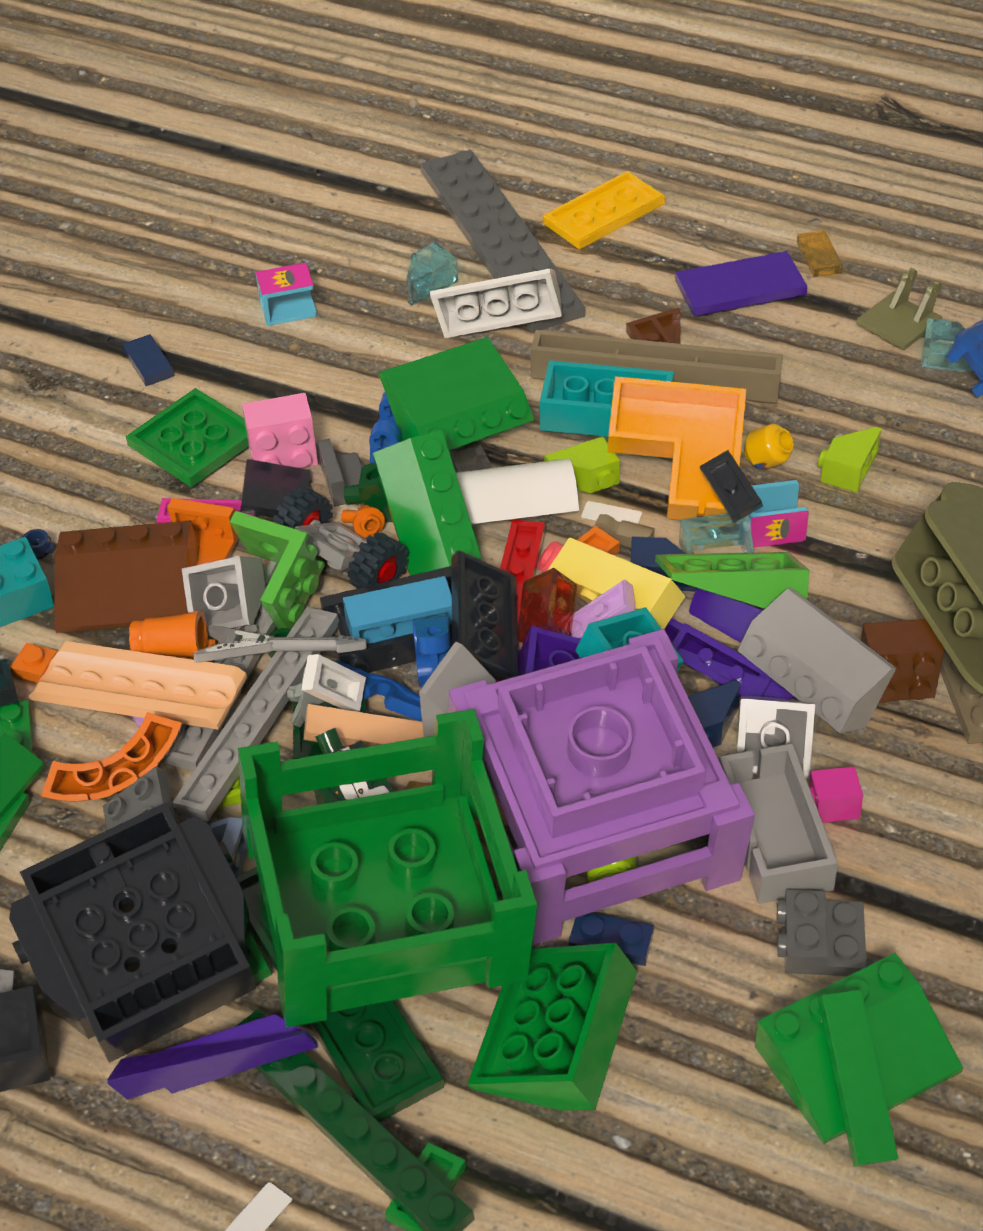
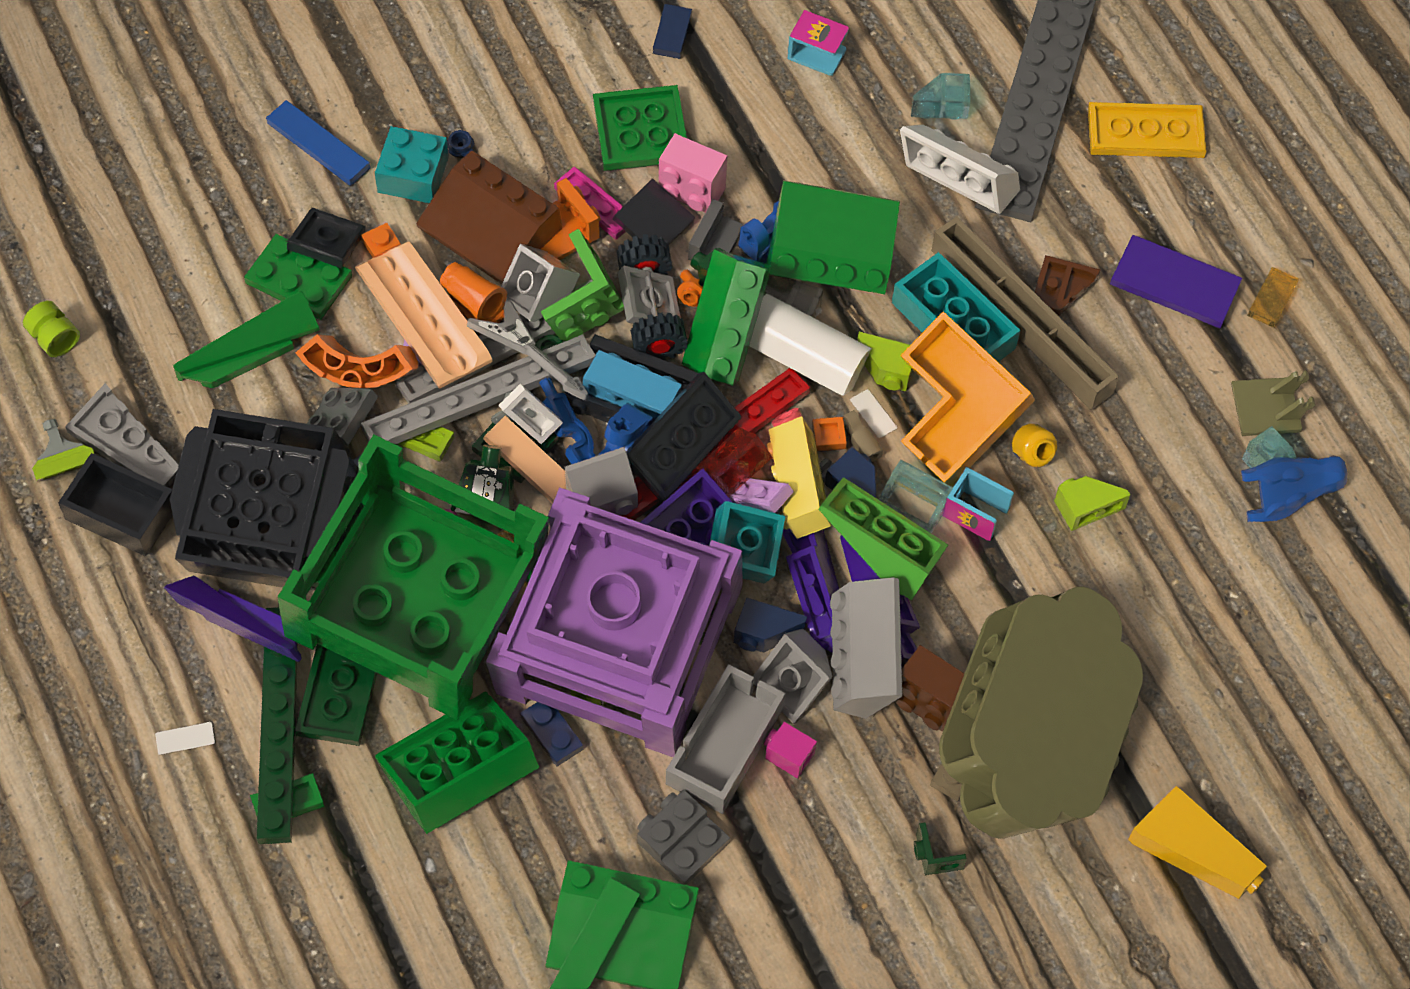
camera: 35 degrees right, 15 degrees up
(731, 486) = (950, 463): black plate -> none

